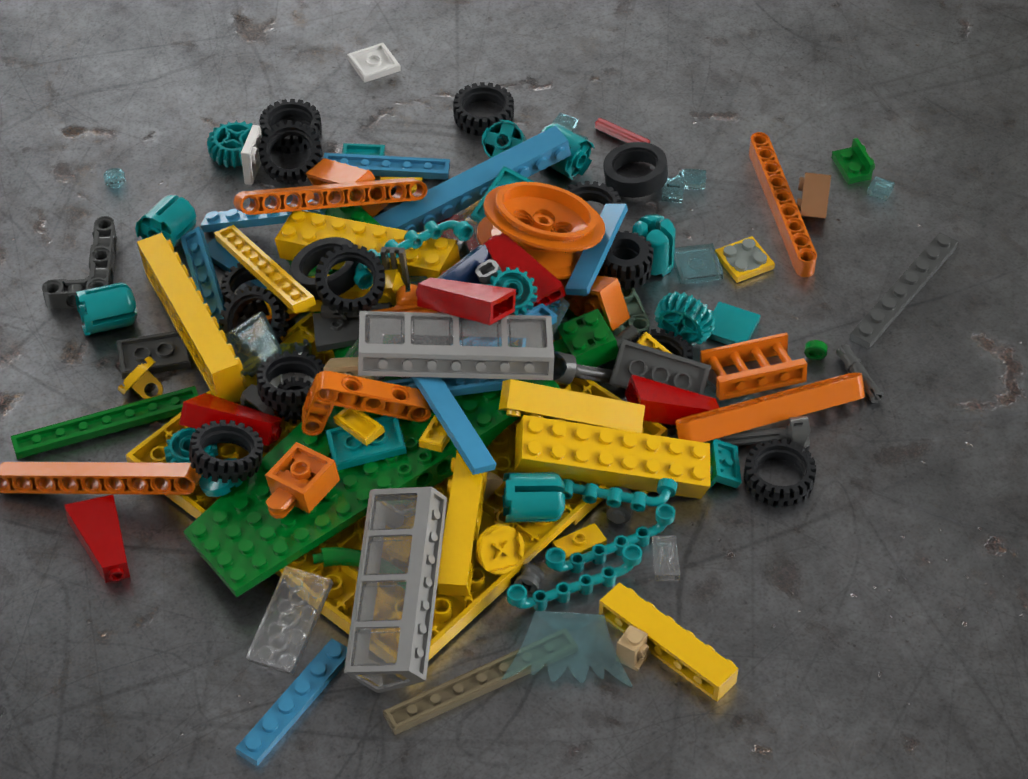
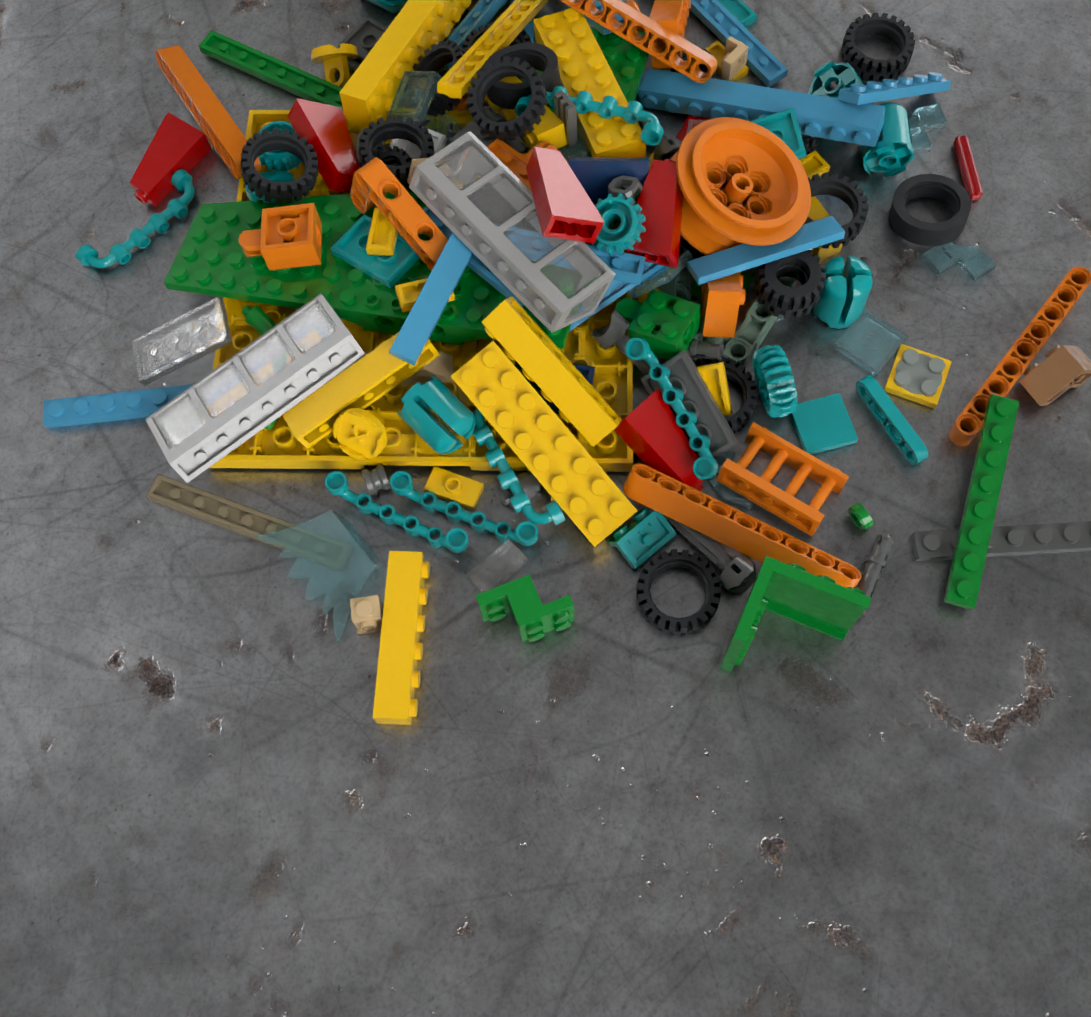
camera: 55 degrees right, 20 degrees up
(152, 598) = (139, 237): none -> teal bar
(408, 170) = (734, 58): none -> tan bracket
(538, 117) = (894, 89): none -> dark azure plate
(603, 355) = (703, 467): none -> teal bar
(719, 552) = (525, 606): none -> green bracket
(763, 287) = (892, 420): none -> teal beam
(848, 409) = (797, 597): none -> green bracket
(864, 286) = (981, 502): none -> green plate

